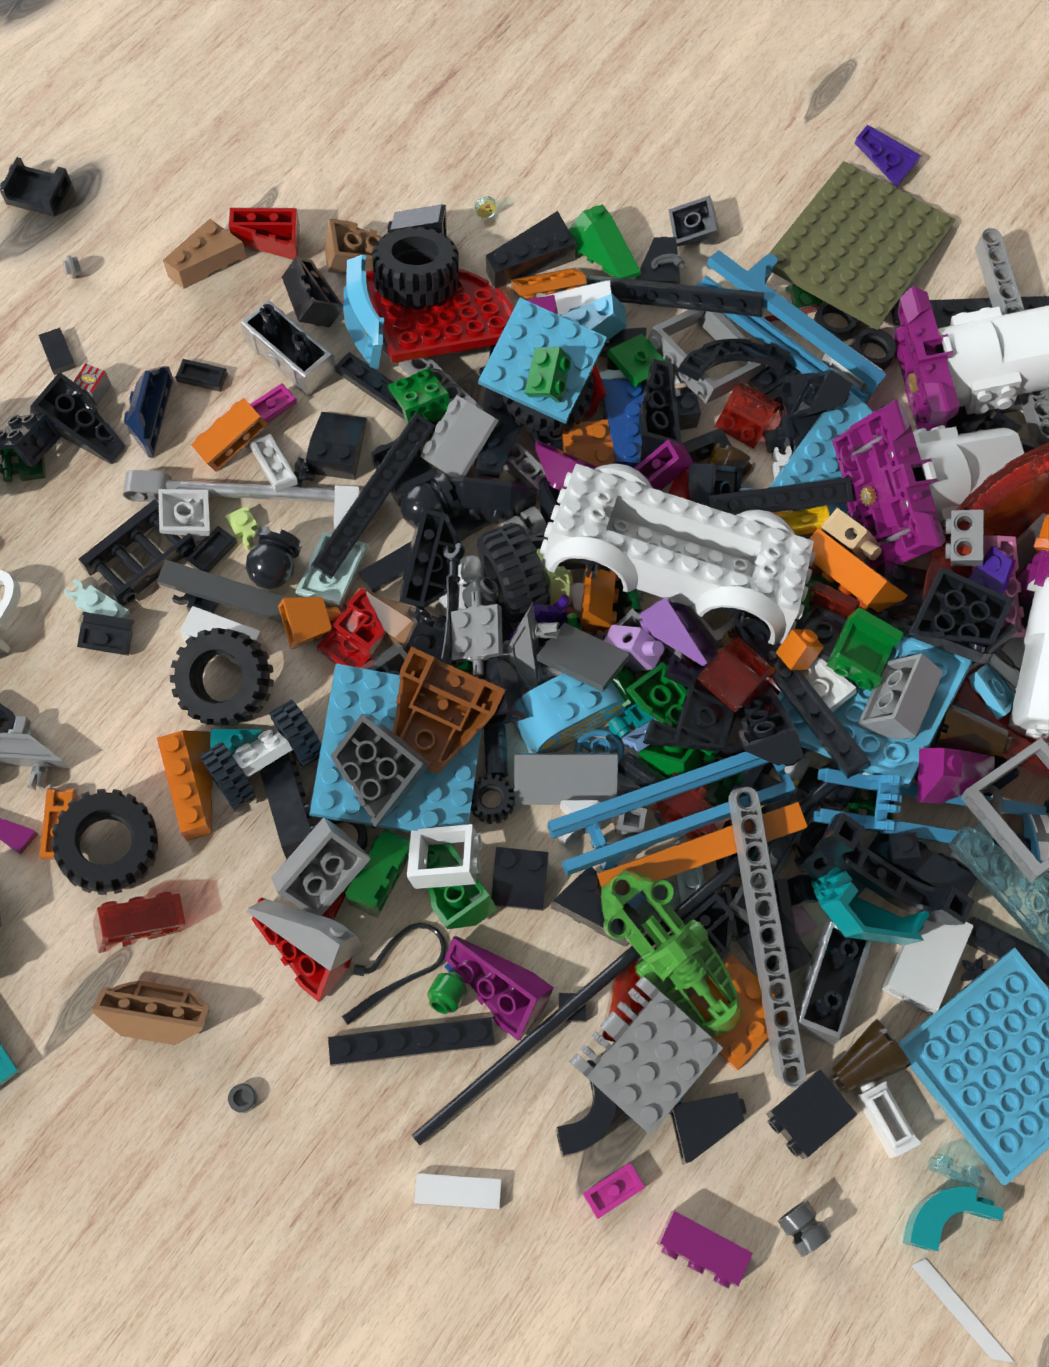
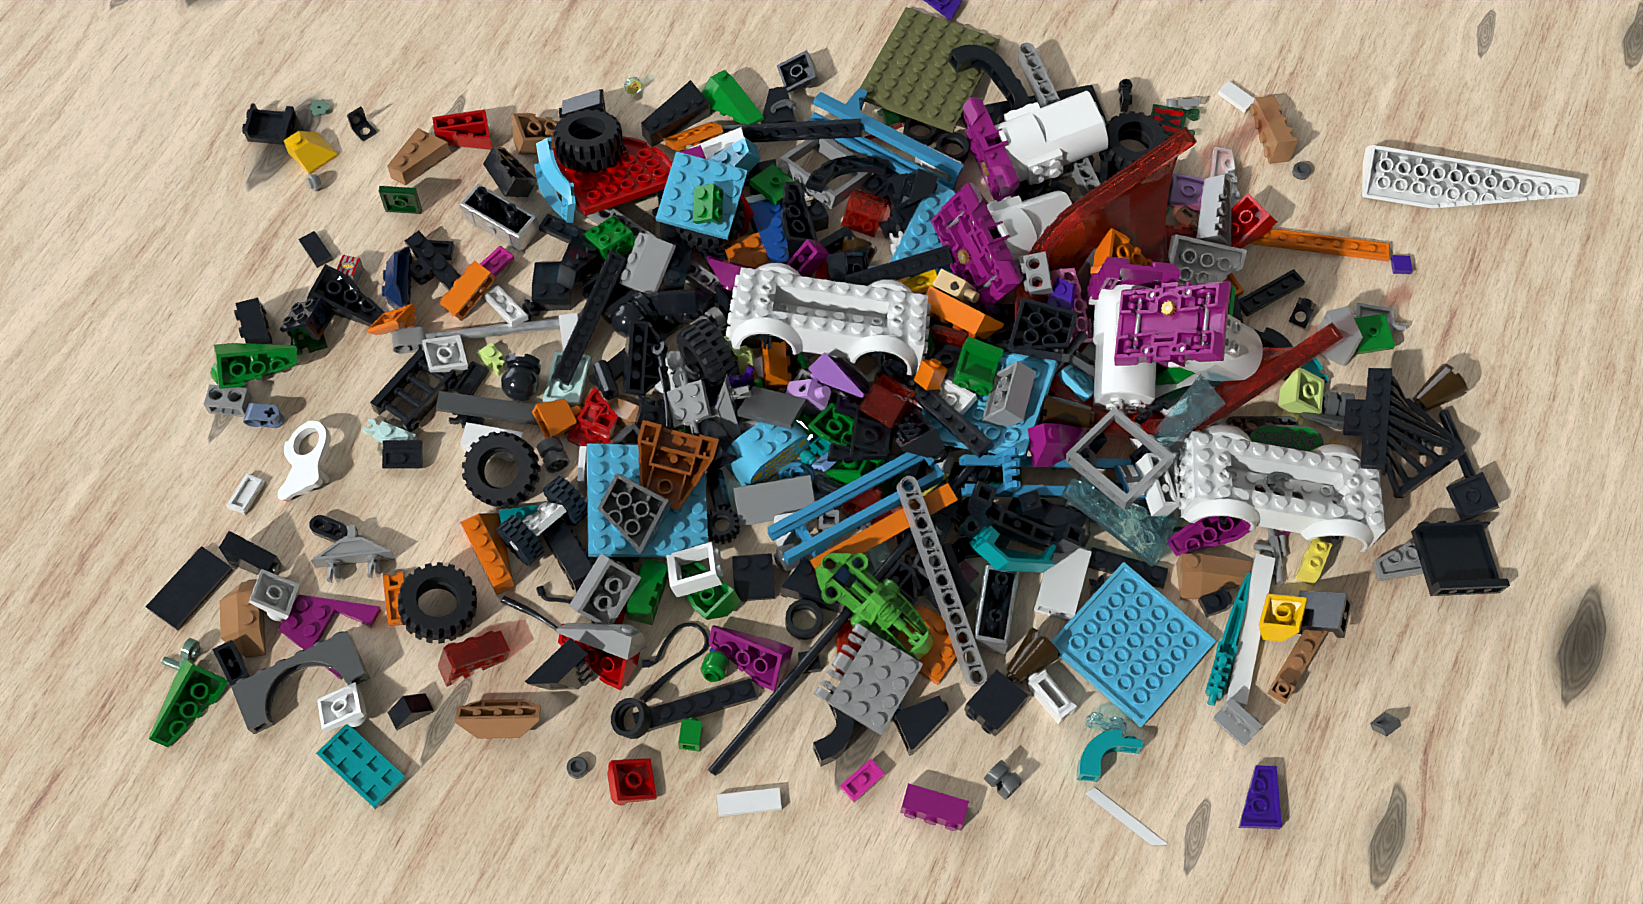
camera: 10 degrees left, 5 degrees down
(44, 978) = (410, 709): none -> black slope
(76, 226) = (309, 150): none -> yellow slope
(99, 175) = (319, 107): none -> sand green plant
(130, 458) = (394, 320): none -> orange slope
(142, 200) = (358, 121): none -> black bracket
(170, 305) = (400, 199): none -> dark green plate
(191, 390) = (429, 262): none -> black plate
(243, 846) = (527, 610): none -> black piece
(244, 967) = (564, 670): none -> black wedge
(293, 666) = (553, 454): none -> dark grey wheel
(306, 1045) = (618, 714): none -> black tyre
(308, 1133) = (631, 780): none -> red slope
(323, 701) = (582, 468): none -> white tile
(372, 422) = (578, 263): none -> black wedge
(378, 579) = (605, 379): none -> black axle
(398, 1081) = (690, 734): none -> green brick
(566, 851) = (780, 562): none -> dark grey head
(587, 931) = (805, 605): none -> black tyre
(949, 258) = (989, 61): none -> black arch

